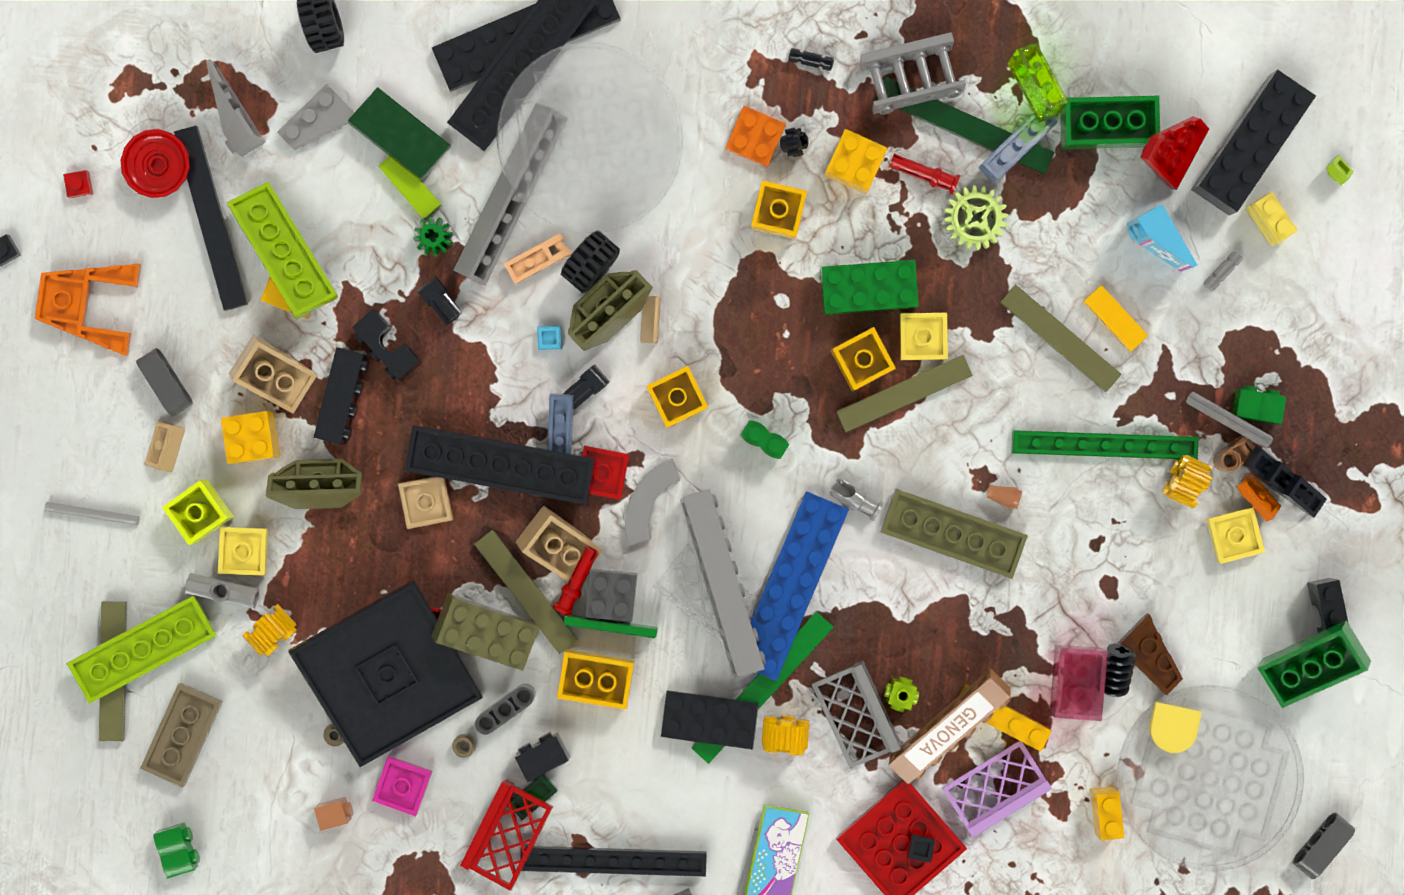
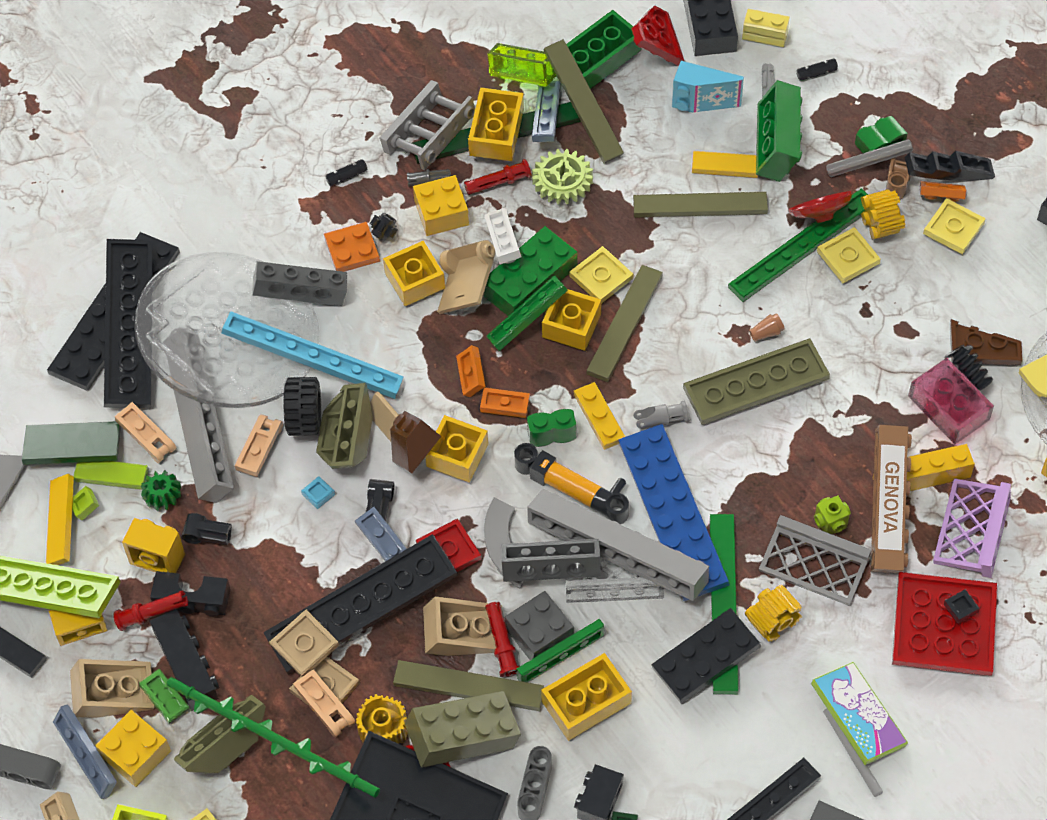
camera: 40 degrees left, 30 degrees down
(215, 409) = (84, 751): none -> sand blue tile
(304, 411) = (164, 698): none -> bright green plate
(336, 332) = (140, 613): none -> red pin
(340, 196) = (59, 520): none -> yellow tile
(342, 538) = (279, 743): none -> green plant
(368, 197) = (84, 503): none -> lime plate
(386, 287) = (153, 546): none -> yellow brick
(409, 520) = (323, 702): none -> light nougat plate
(432, 462) = (304, 643): none -> tan tile
(450, 568) = (382, 710): none -> yellow brick
(460, 173) = (145, 432): none -> light nougat plate
(636, 219) = (312, 354): none -> medium azure plate
(646, 366) = (411, 441): none -> reddish brown slope
(661, 556) = (550, 560): none -> dark grey brick
(680, 144) = (299, 283): none -> dark grey brick
(739, 501) = (546, 470): none -> black piece
(748, 335) = (470, 371): none -> orange plate
(750, 385) = (505, 402): none -> orange plate
(811, 456) = (599, 415): none -> yellow plate
(814, 250) = (467, 275): none -> tan door
(831, 326) = (526, 313): none -> green tile
(870, 123) = (427, 176): none -> dark grey axle
(874, 239) = (502, 236): none -> white plate
(963, 126) = (496, 124): none -> yellow brick
(1052, 165) = (583, 101): none -> olive tile
(1129, 488) = (848, 255): none -> light yellow plate
(1147, 430) = (821, 208): none -> red hat
(1181, 333) = (778, 131): none -> green brick
(1274, 293) = (817, 69): none -> black axle

